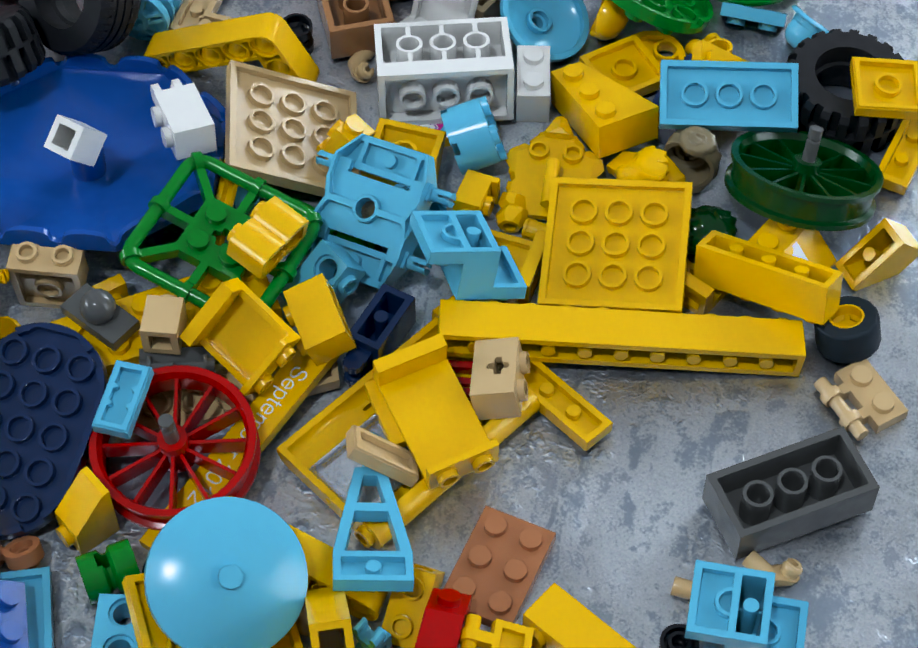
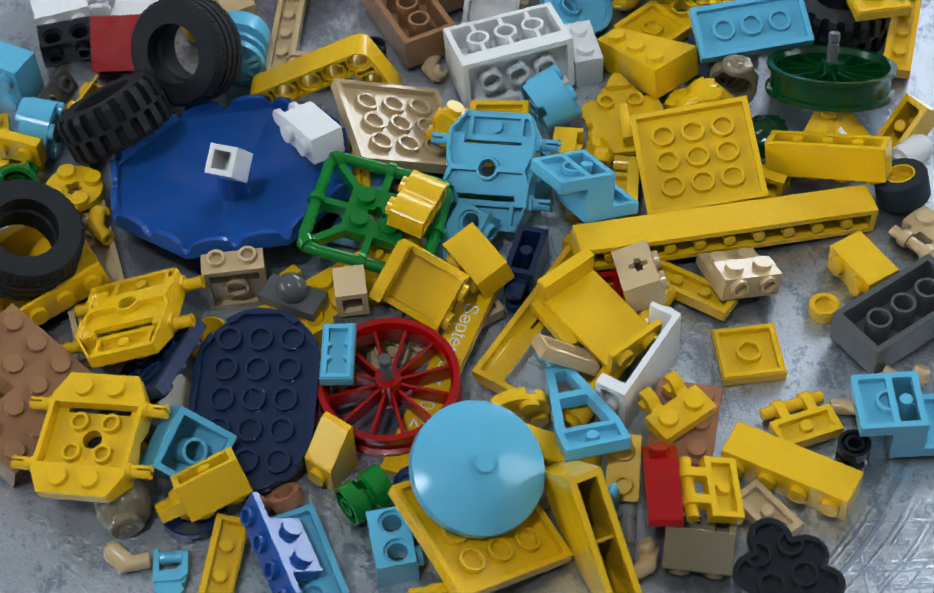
camera: 10 degrees left, 5 degrees down
(307, 510) = (529, 407): none -> yellow plate
(434, 529) = (624, 396): none -> white panel
(490, 558) = (680, 414): none -> yellow plate
(601, 498) = (748, 354): none -> yellow tile
(620, 397) = (739, 273): none -> tan plate
(633, 605) = (803, 428): none -> yellow plate
(707, 458) = (822, 307): none -> yellow tile
(764, 417) = (859, 263): none -> yellow brick
(877, 287) = (913, 147): none -> white brick

